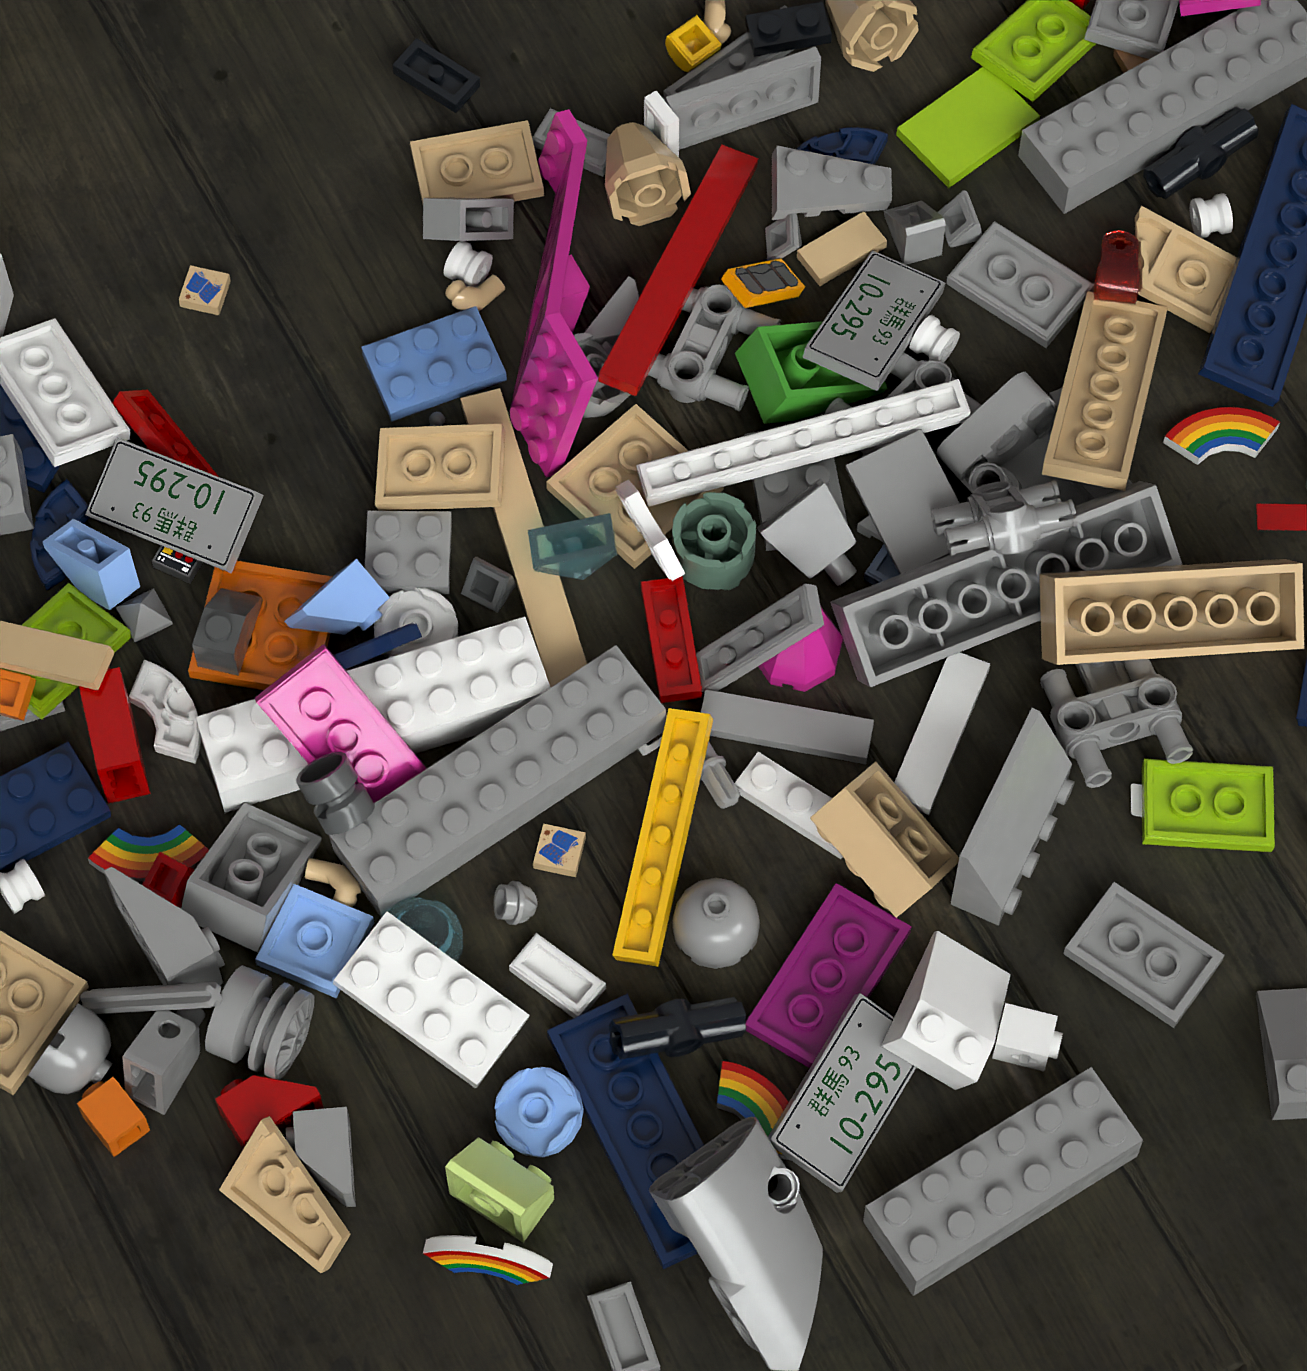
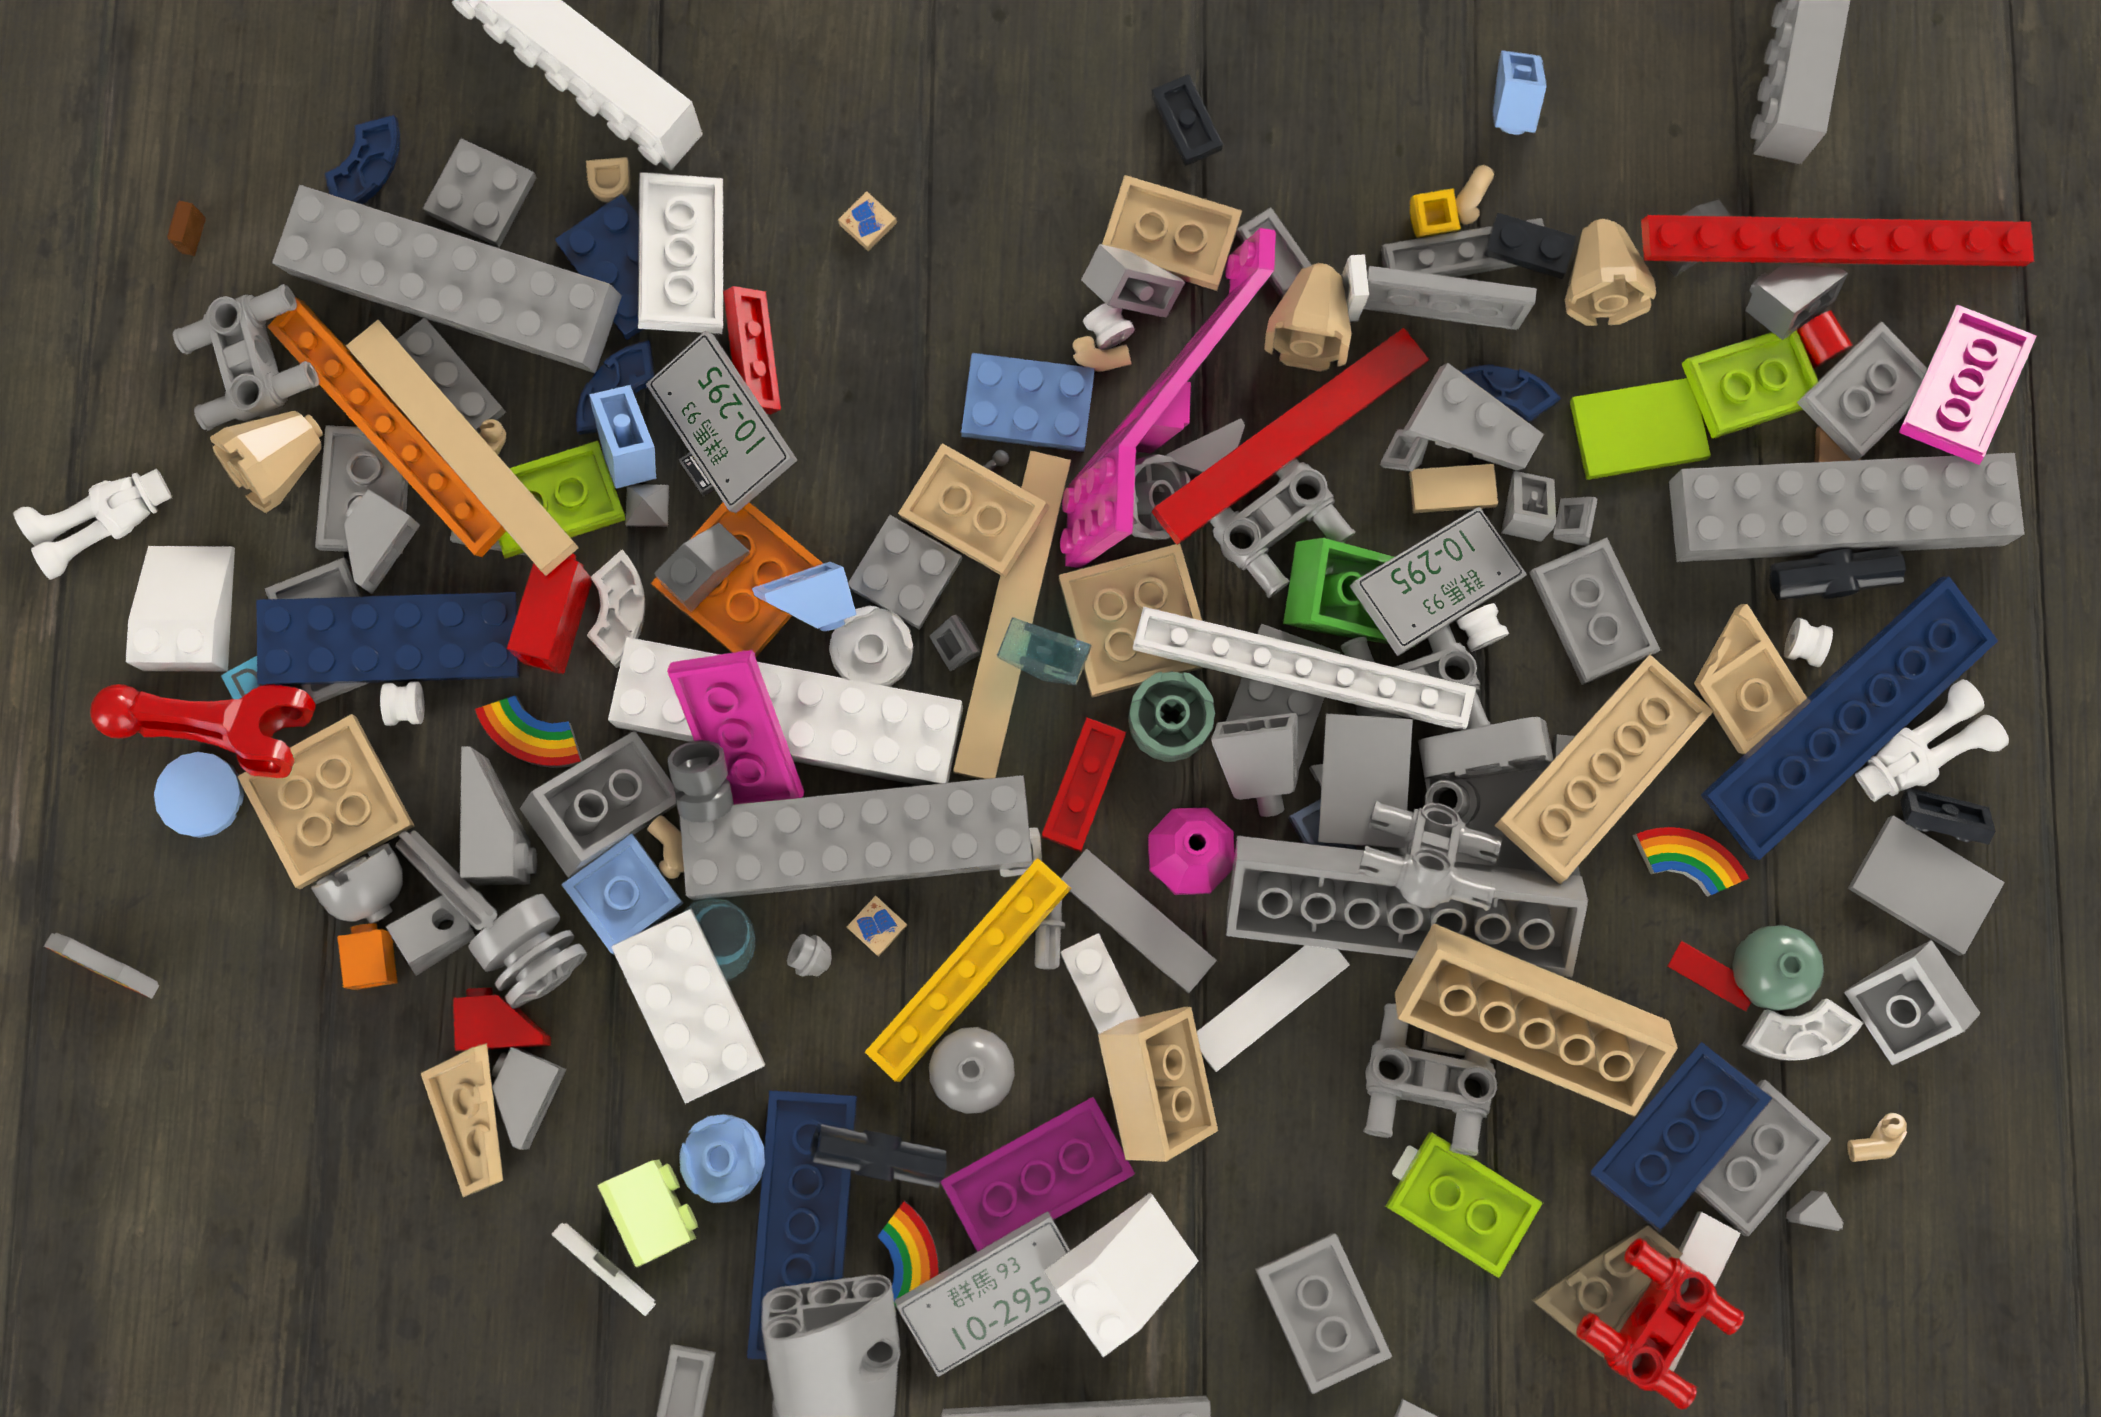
camera: 25 degrees right, 15 degrees up
(168, 878) = (526, 772): red tile -> none
(378, 646) = (790, 652): dark blue tile -> none
(557, 976) = (810, 1041): white tile -> none
(650, 530) = (1117, 678): white tile -> none
(760, 638) = (1151, 843): light grey tile -> none
(762, 283) = (1359, 488): tile -> none
(1013, 823) = (1277, 1135): light grey slope -> none
(1027, 1037) = (1176, 1333): white brick -> none
(1118, 270) = (1688, 652): clear red piece -> none

